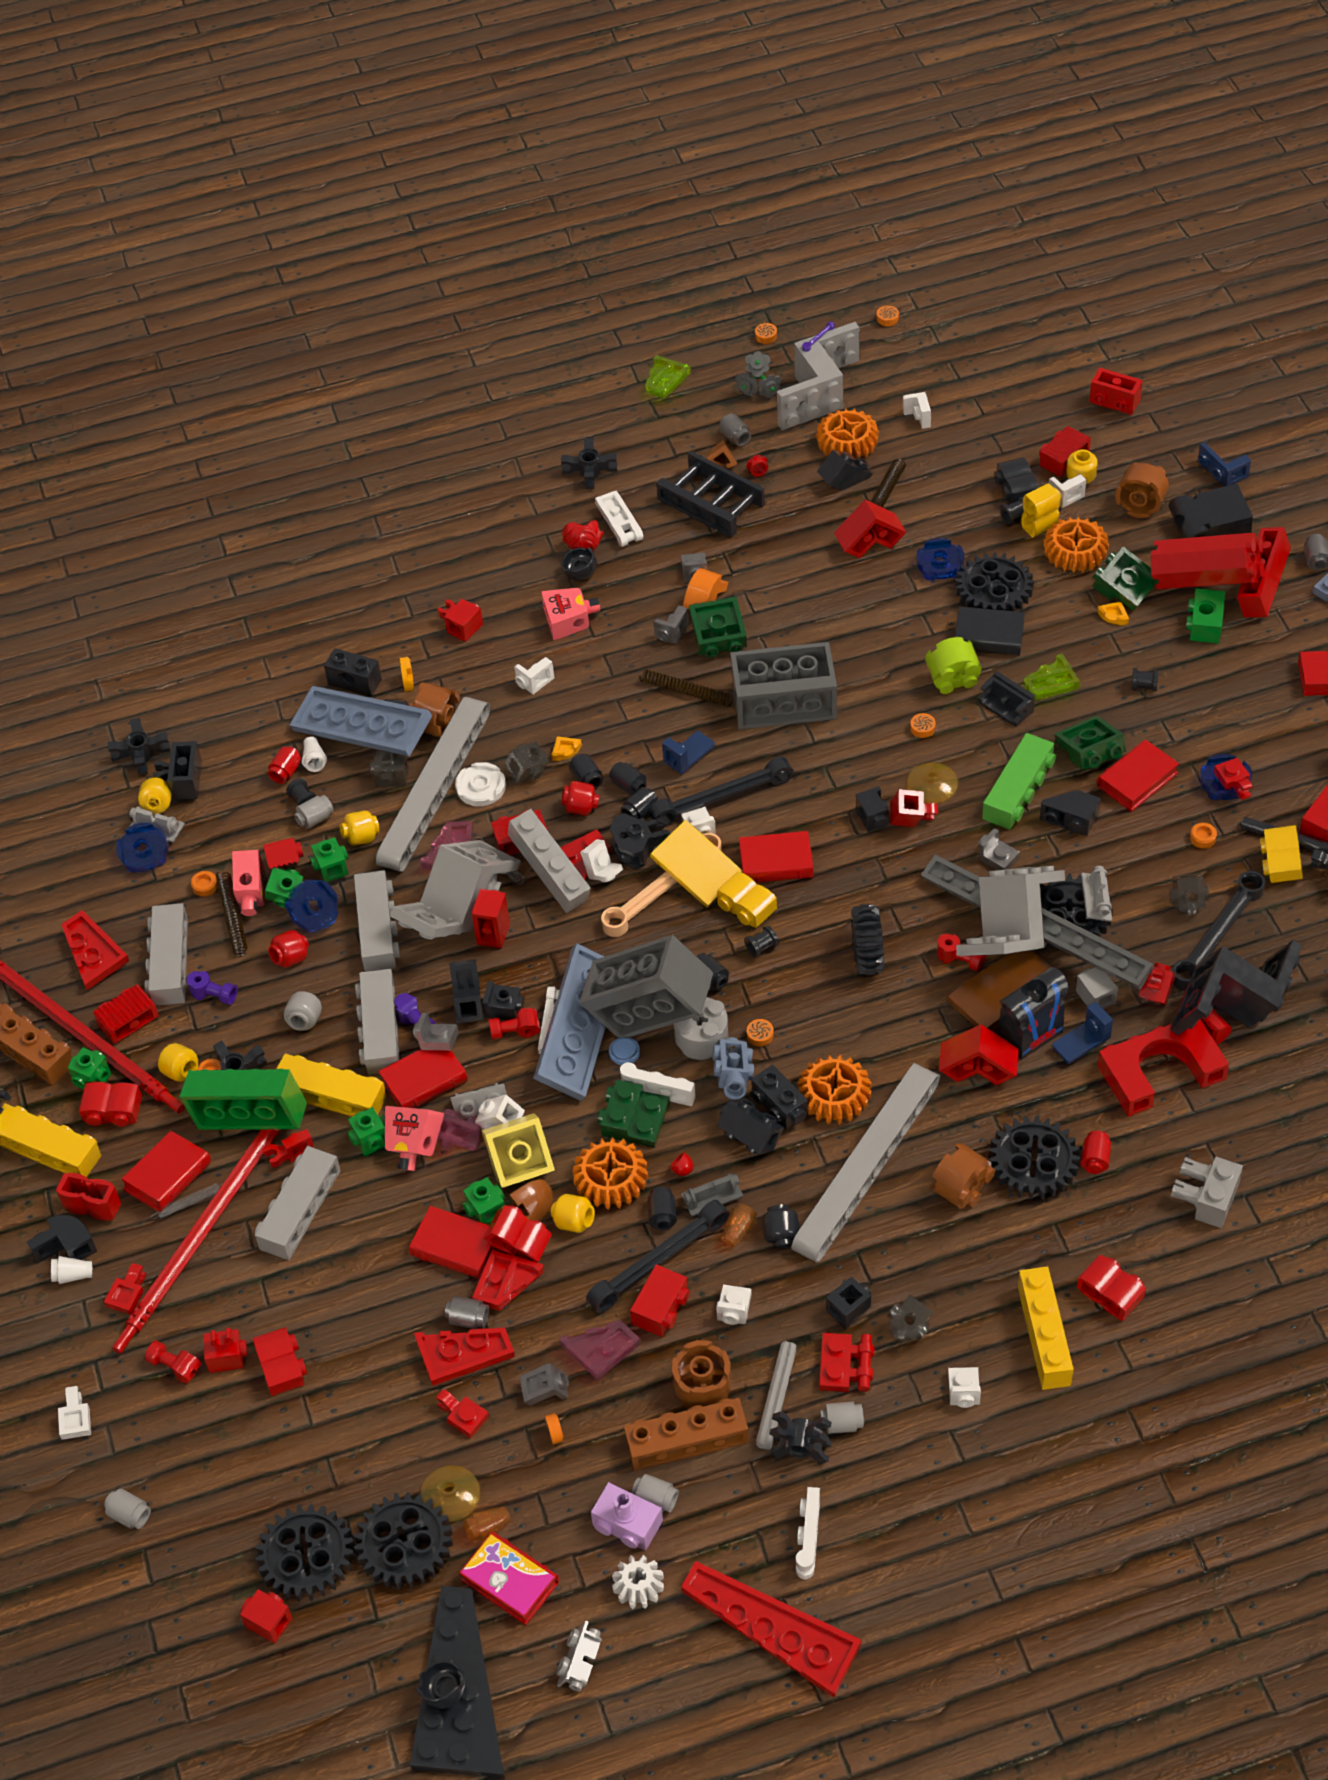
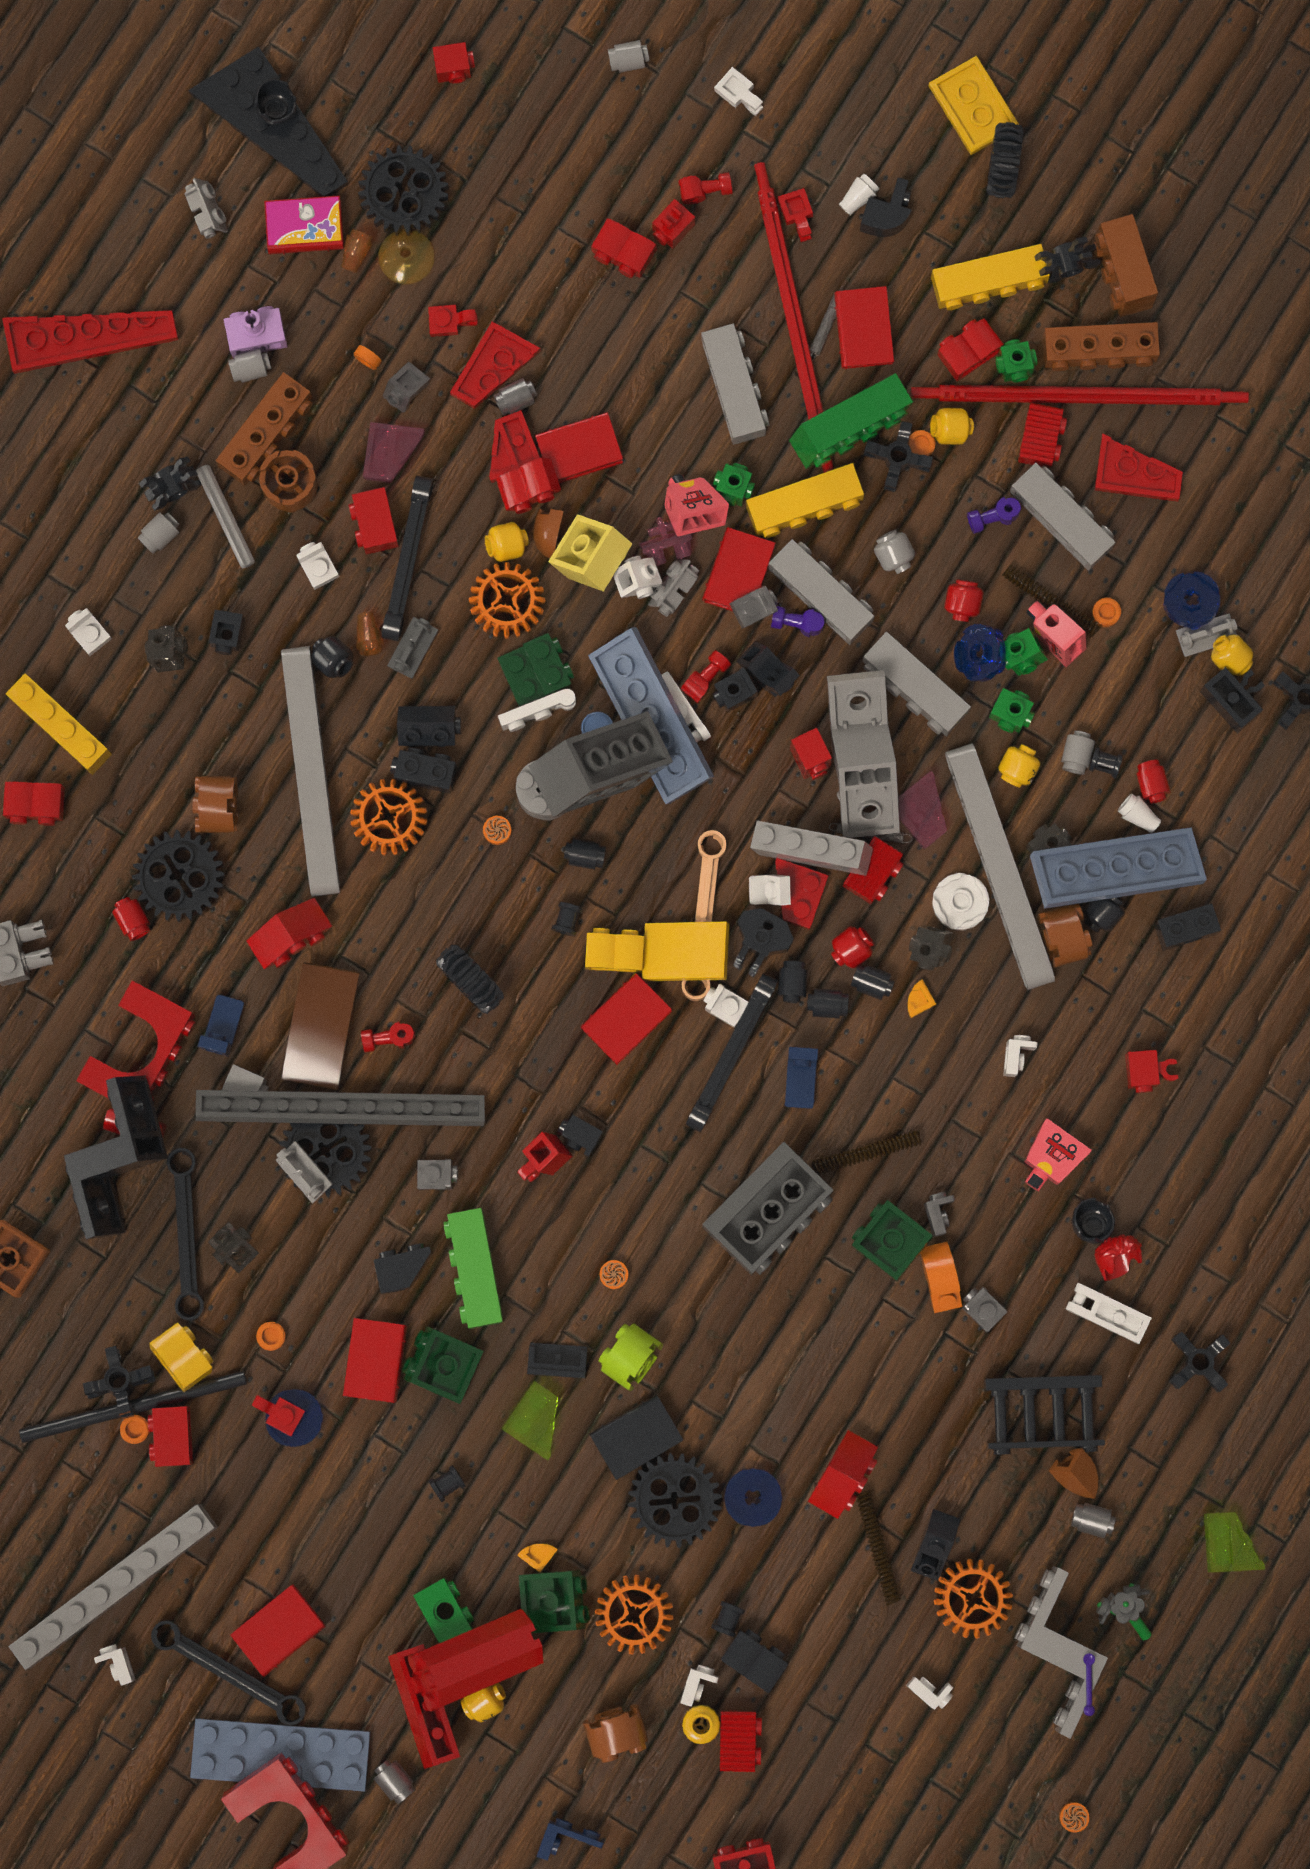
camera: 140 degrees right, 30 degrees up
(88, 1196) = (906, 254): red brick -> none
(277, 1558) = (450, 145): black gear -> none
(283, 852) = (1052, 677): red brick -> none
(291, 1148) = (783, 430): red plate -> none
(407, 674) = (1136, 966): light orange tile -> none
(483, 1200) = (579, 486): green brick -> none
(627, 1579) = (196, 295): white gear -> none
(661, 1208) = (439, 601): black brick -> none
(682, 1165) = (457, 653): red hinge -> none
(733, 1066) = (484, 769): sand blue brick -> none
(757, 465) = (1031, 1489): red plate -> none
(766, 333) = (1180, 1692): orange tile -> none
(808, 1534) = (112, 421): white plate -> none
(836, 1362) = (201, 579): red plate -> none
(934, 780) = (560, 1231): clear yellow dish -> none
(1011, 911) = (358, 1088): light grey bracket -> none
(1034, 1012) = (271, 1000): black piece -> none
(1040, 510) = (693, 1626): yellow brick -> none
(1158, 985) = (192, 1132): red brick -> none
(1212, 513) = (525, 1747): black piece -> none

